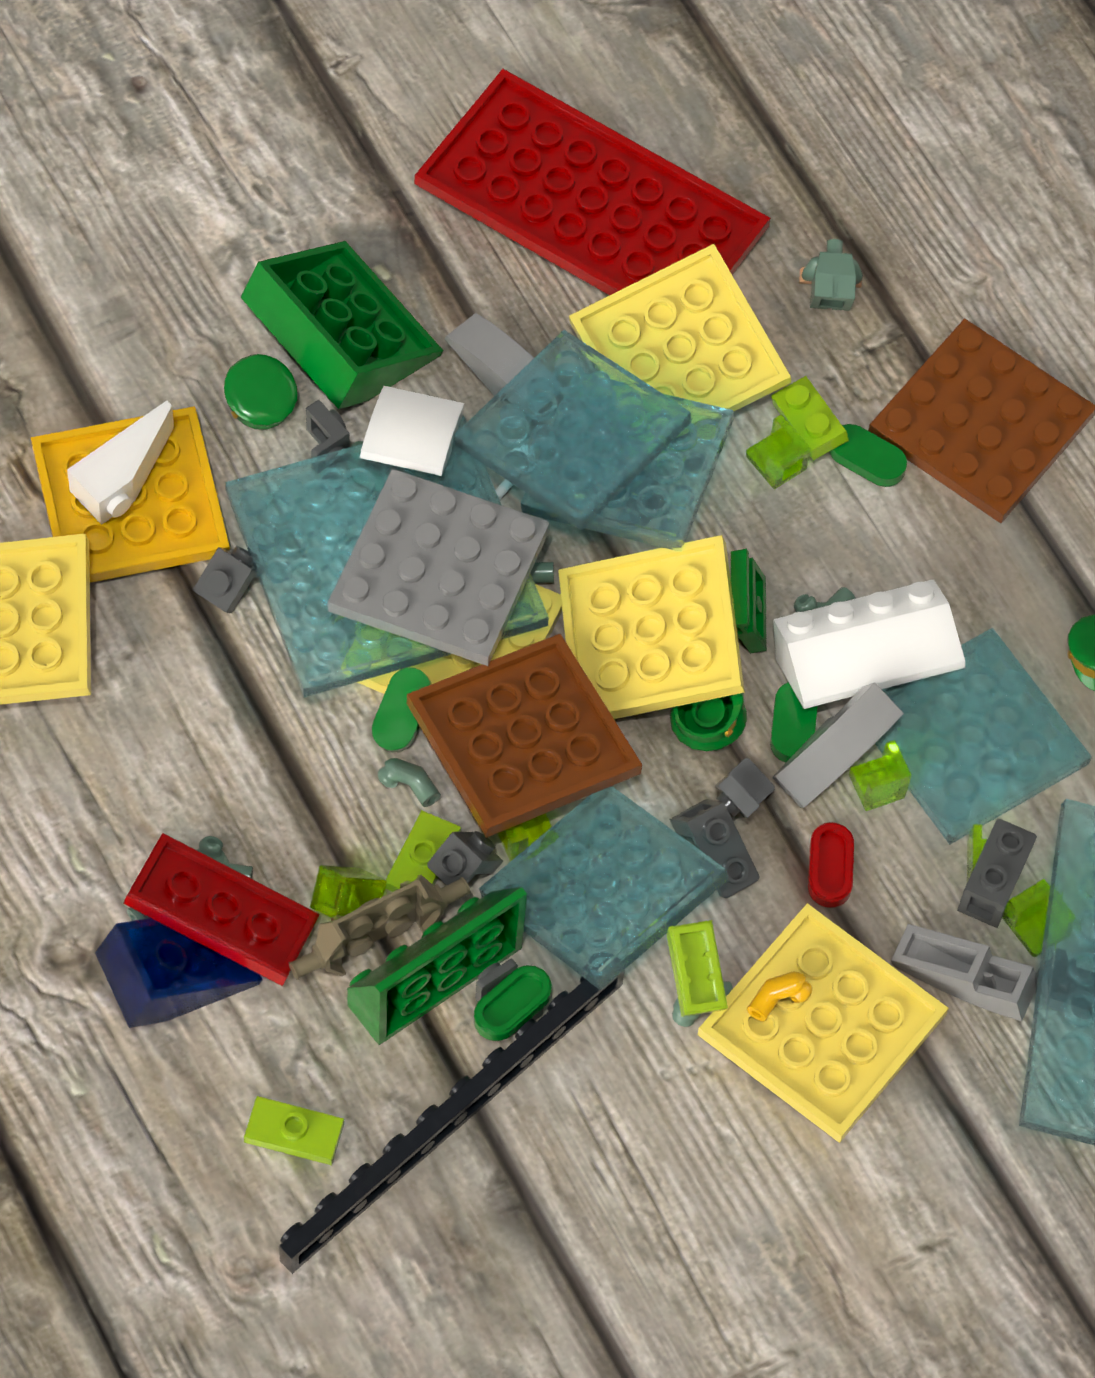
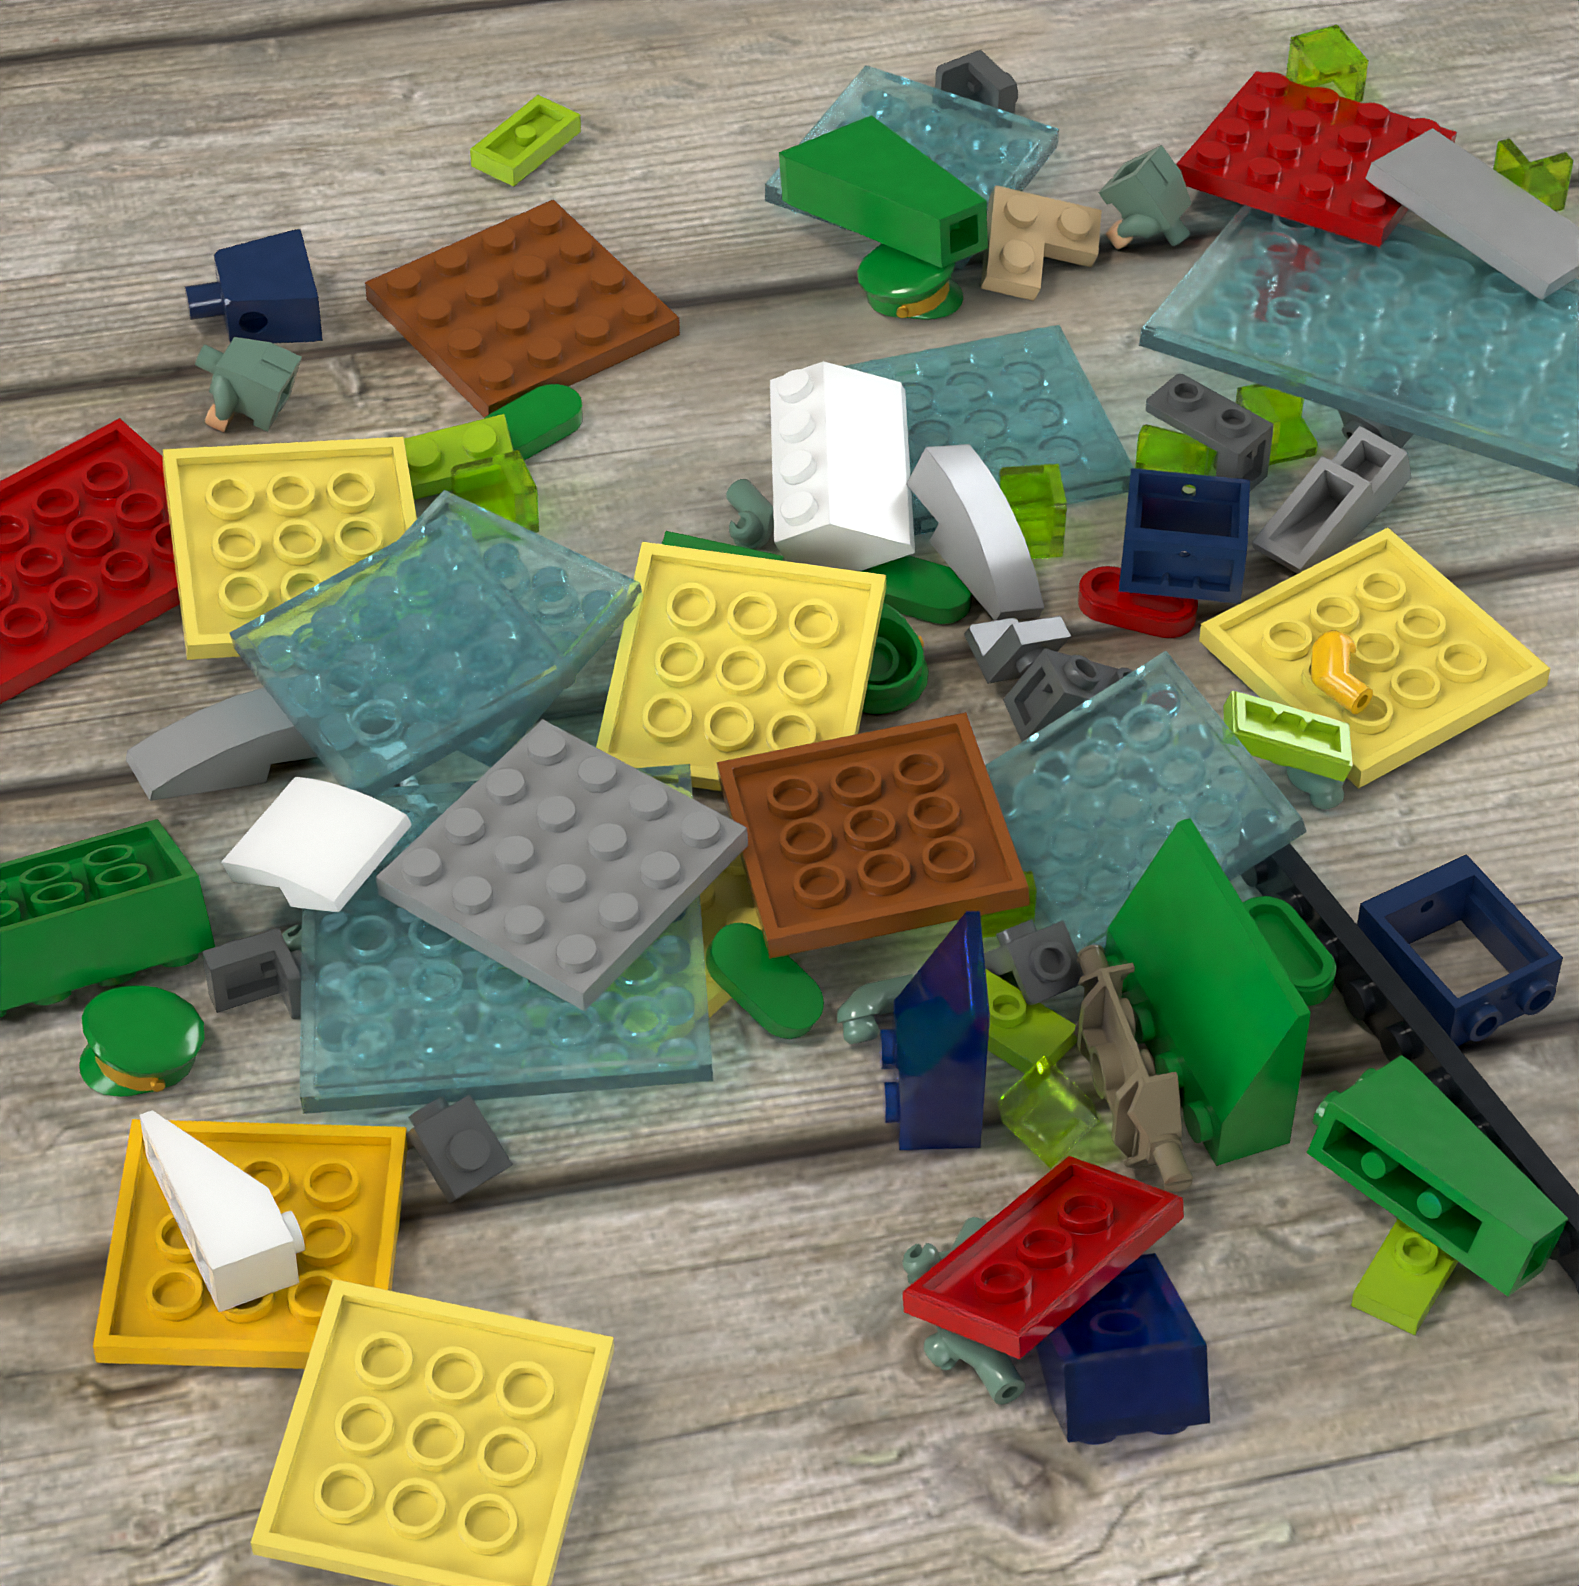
camera: 70 degrees left, 15 degrees down
(351, 1119) = (1437, 1173): none -> green slope
(359, 821) = (940, 1046): none -> clear blue slope
(582, 1082) = (1465, 894): none -> dark blue window
(845, 883) = (1204, 523): none -> dark blue window
(929, 261) = (262, 291): none -> dark blue torso

